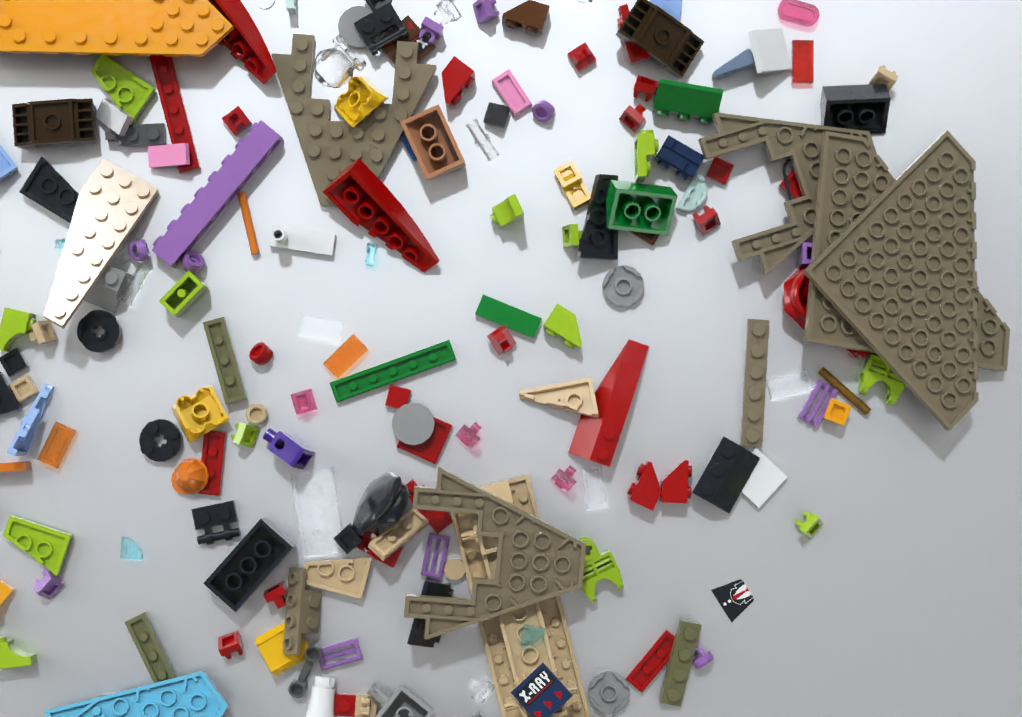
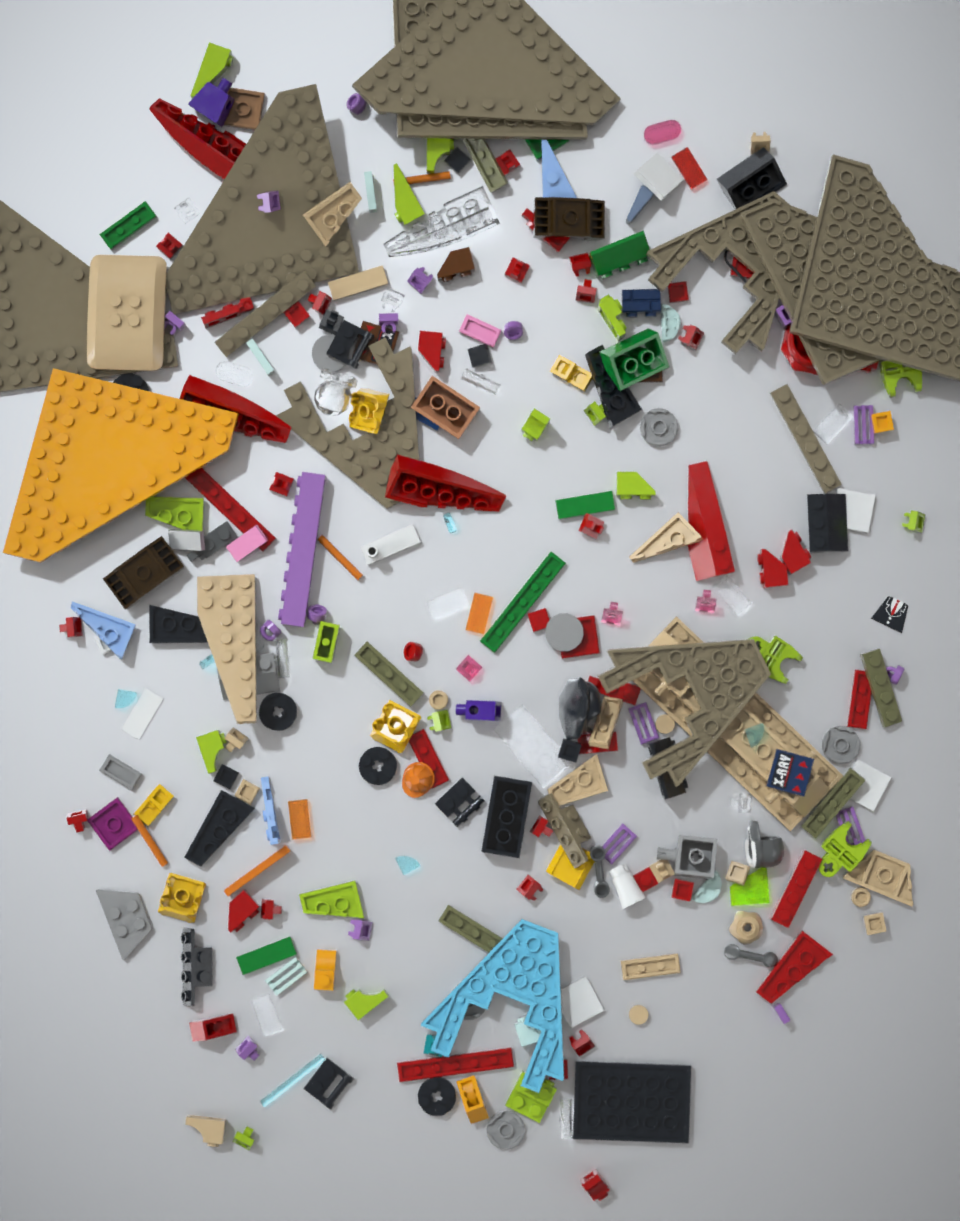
camera: 30 degrees left, 0 degrees up
(844, 391) = (878, 402): pearl gold bar -> none

